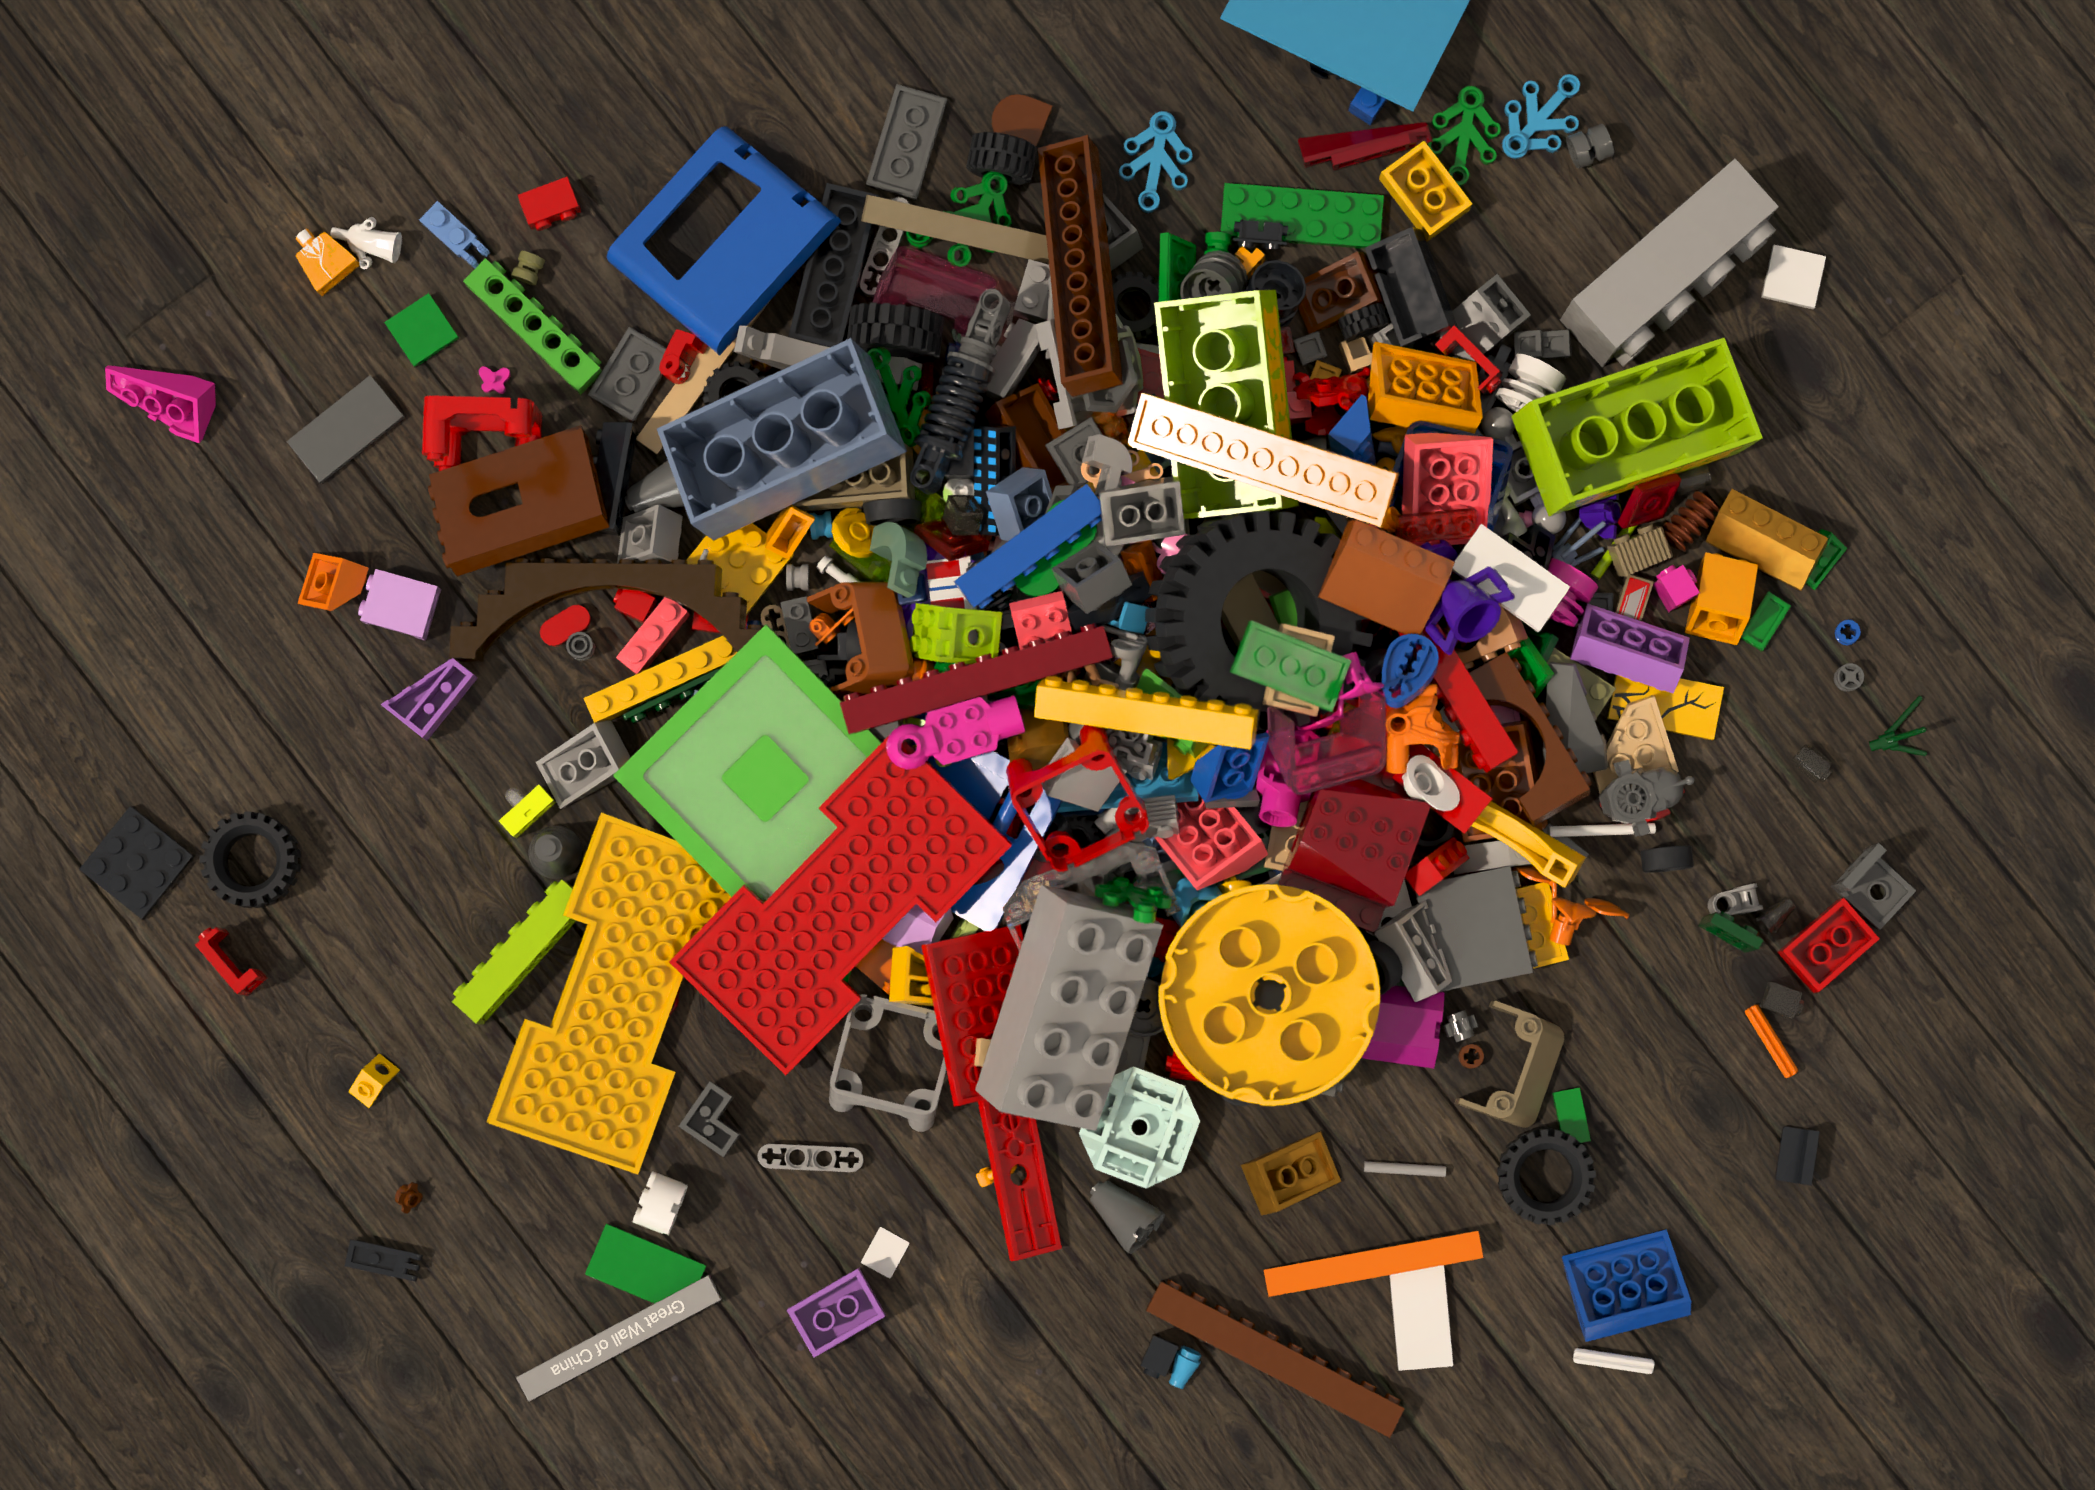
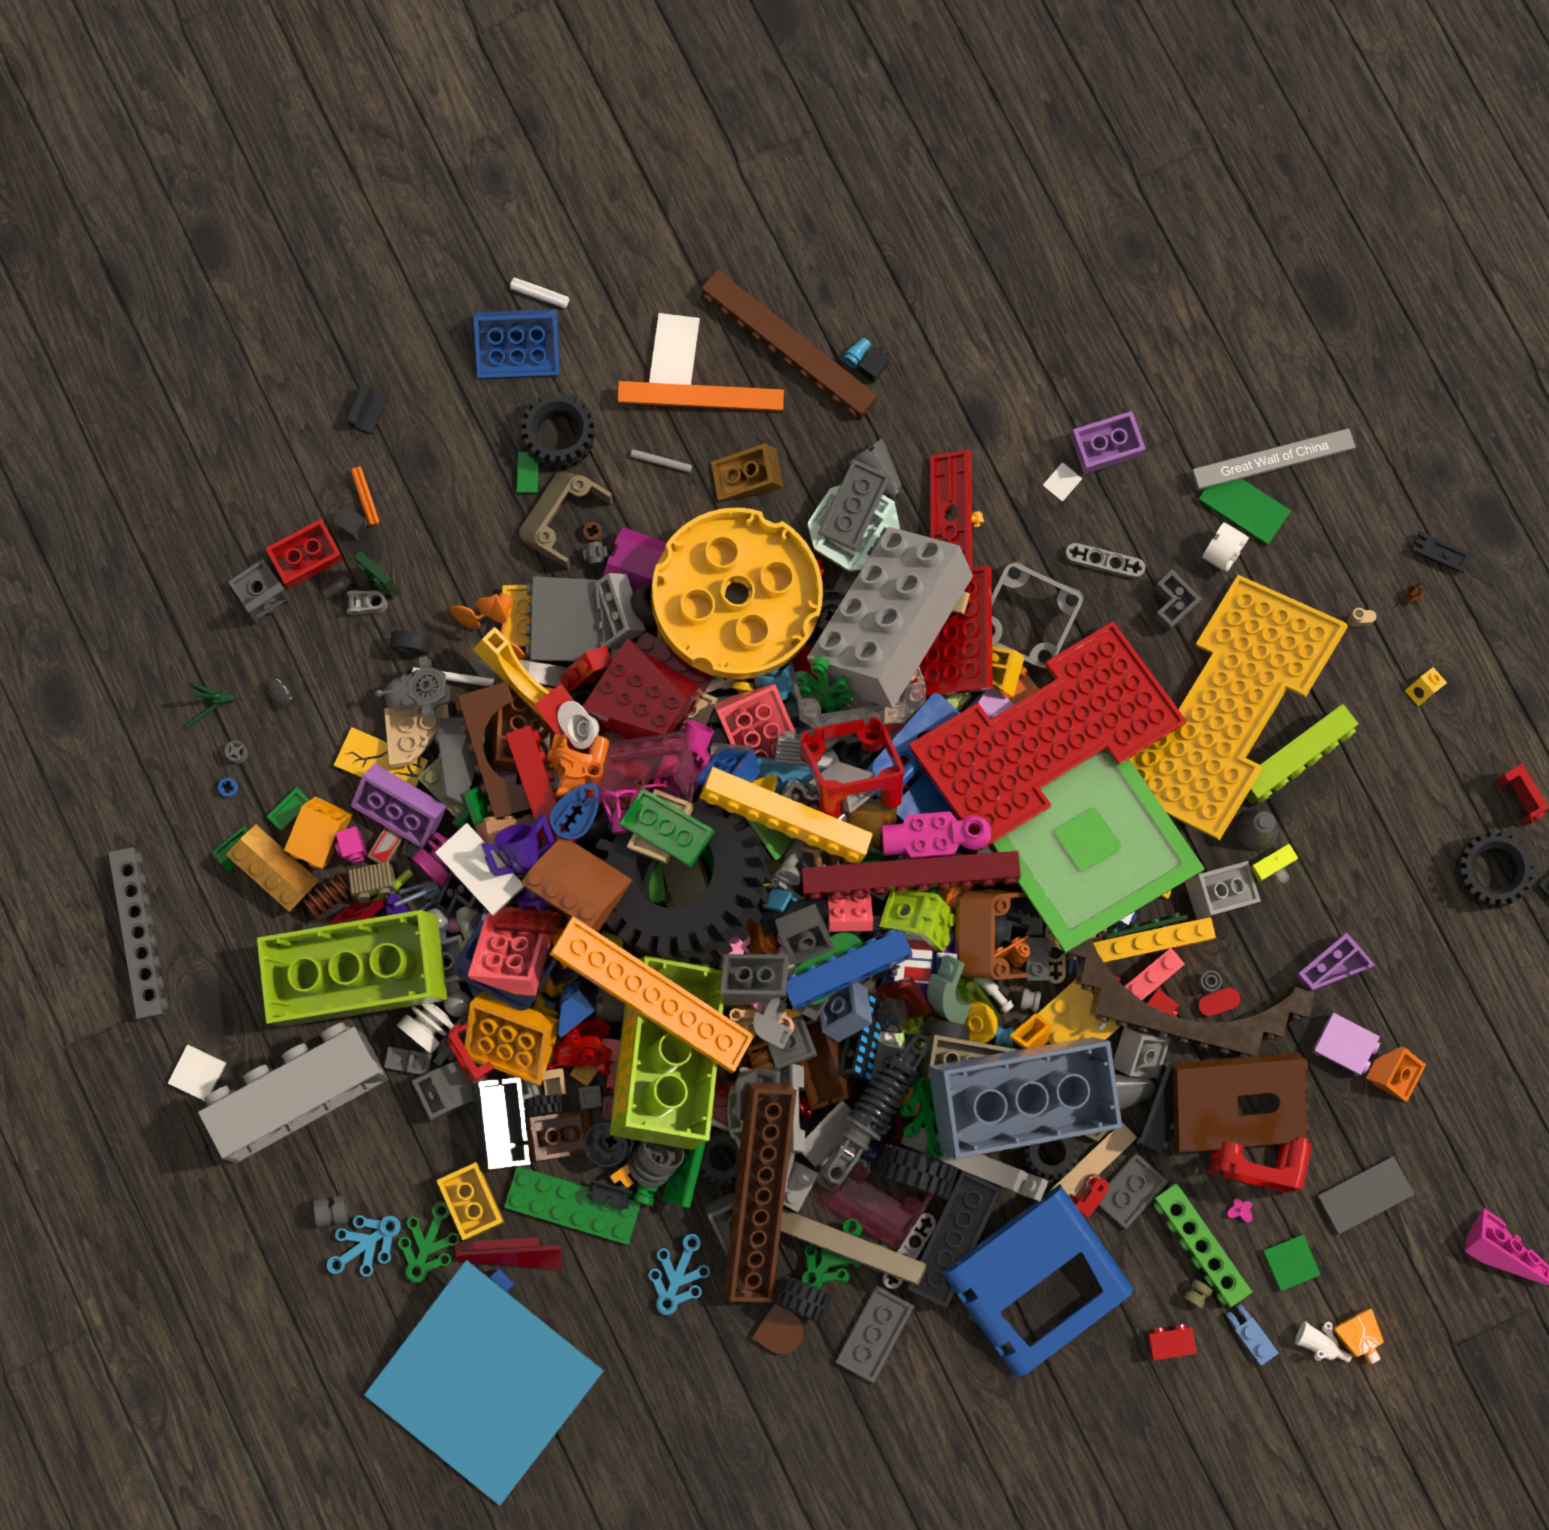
camera: 170 degrees left, 5 degrees down
(470, 1151) = (1361, 617): none -> tan piece
(1145, 1152) = (854, 505): none -> dark grey tile
(1879, 339) = (119, 862): none -> dark grey brick

